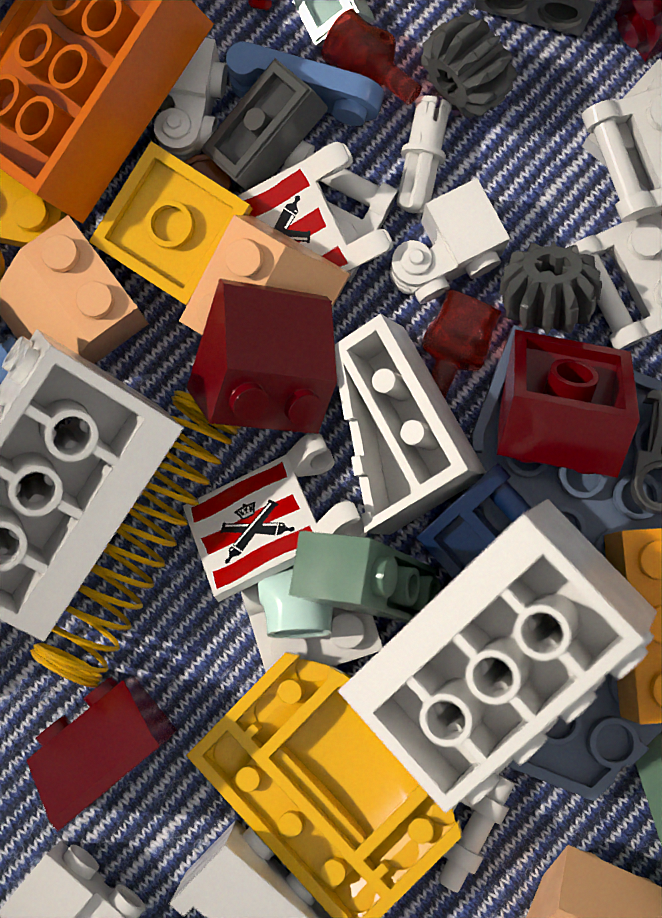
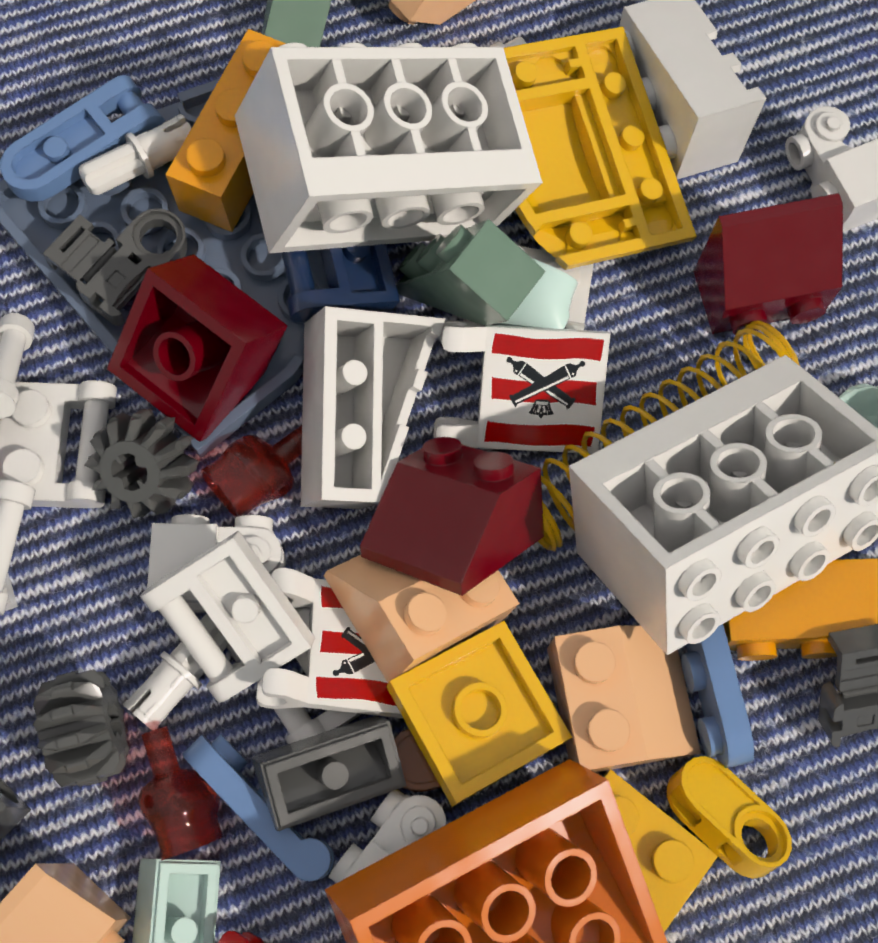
camera: 155 degrees left, 10 degrees down
(401, 192) = (242, 605): none -> white plate

